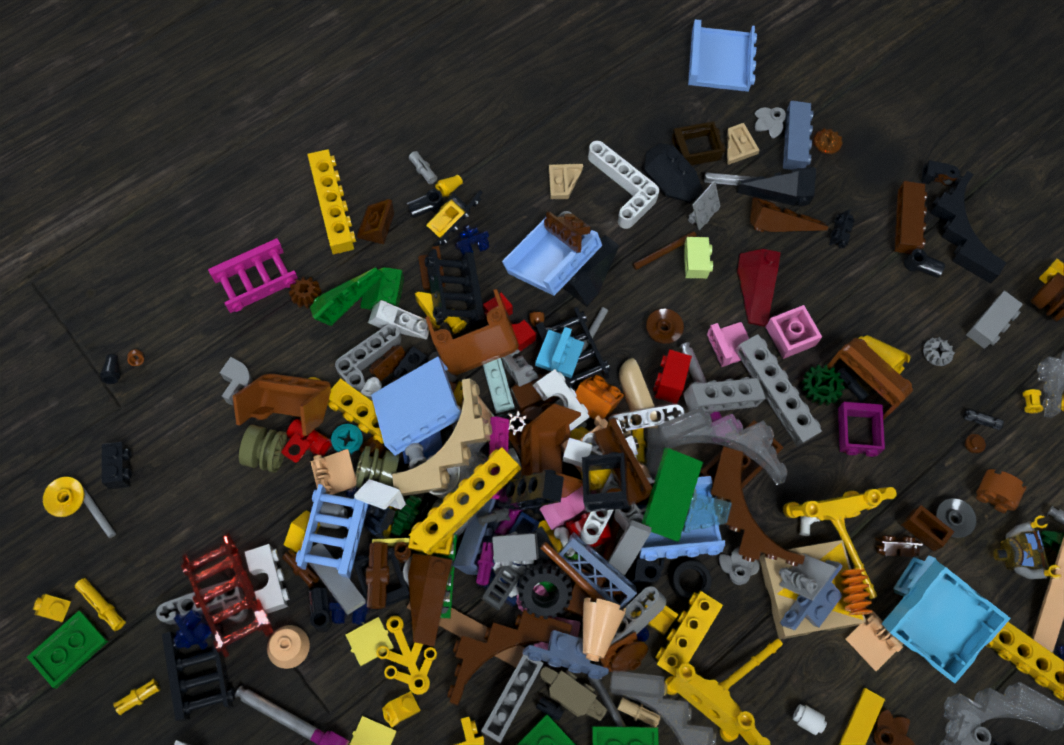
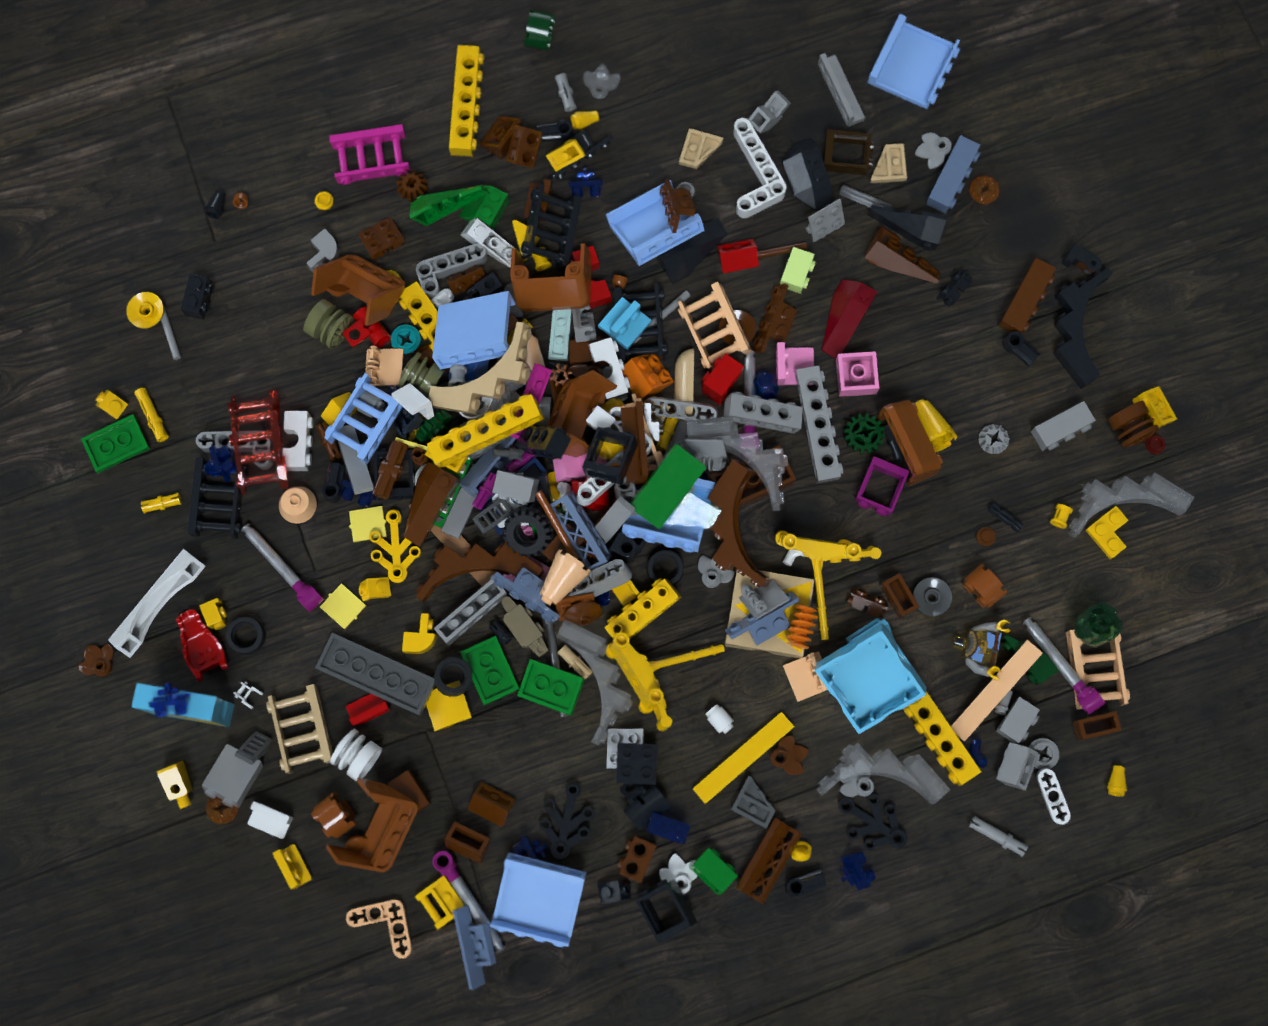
camera: 25 degrees right, 10 degrees up
(221, 332) = (324, 200): none -> yellow plate
(290, 349) = (381, 237): none -> reddish brown hinge
(379, 120) = (539, 30): none -> dark green brick
(402, 223) = (521, 145): none -> reddish brown brick
(452, 148) = (601, 79): none -> clear plate
(462, 596) = (459, 514): none -> light grey tile
(616, 131) = (769, 114): none -> light grey brick
(638, 261) = (738, 256): none -> red panel
(661, 326) = (725, 311): none -> light nougat fence
(668, 96) = (840, 90): none -> light grey fence
(695, 446) = (709, 453): none -> light grey hinge
(696, 308) = (776, 321): none -> reddish brown bracket
(713, 369) = (765, 385): none -> clear blue head

